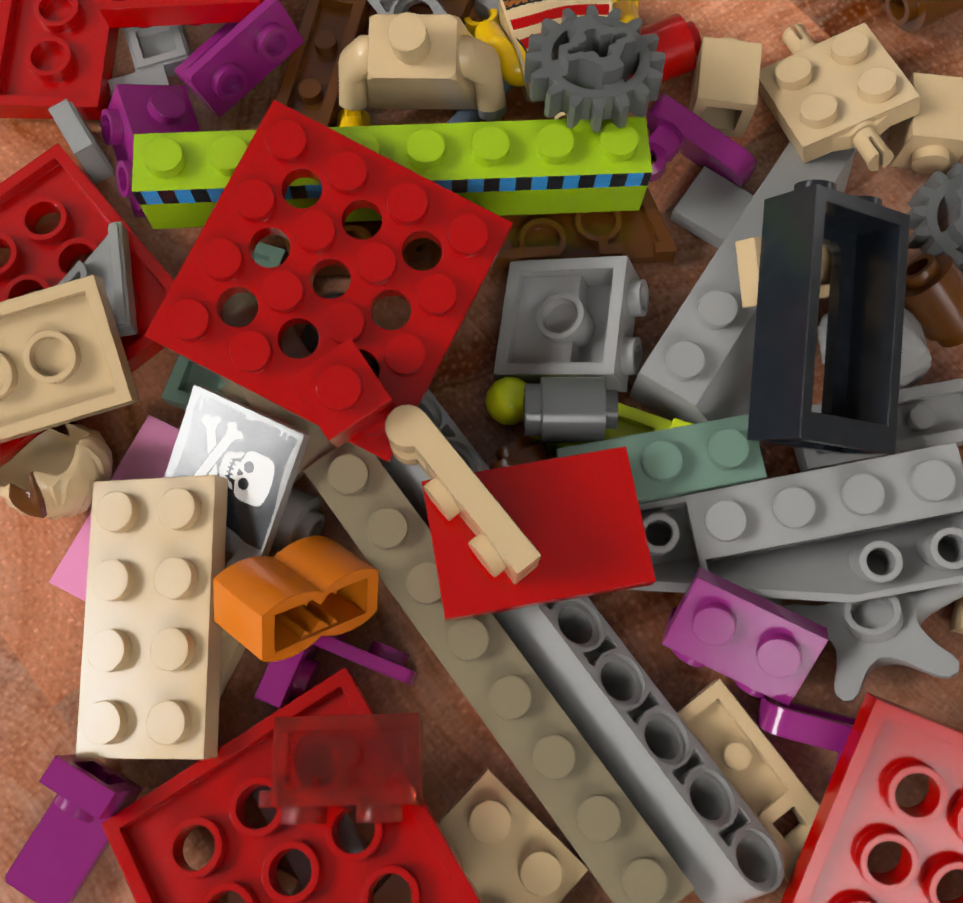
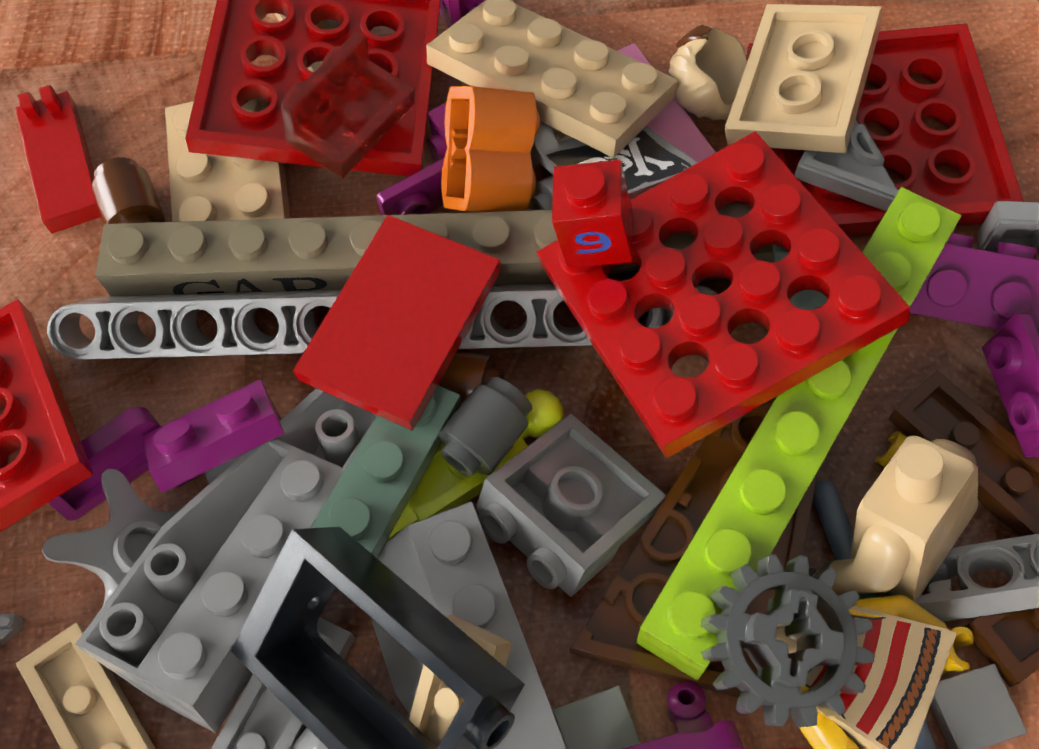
camera: 130 degrees right, 10 degrees down
(459, 491) = (459, 260): tan plate -> none
(751, 766) = (160, 384): tan plate -> none

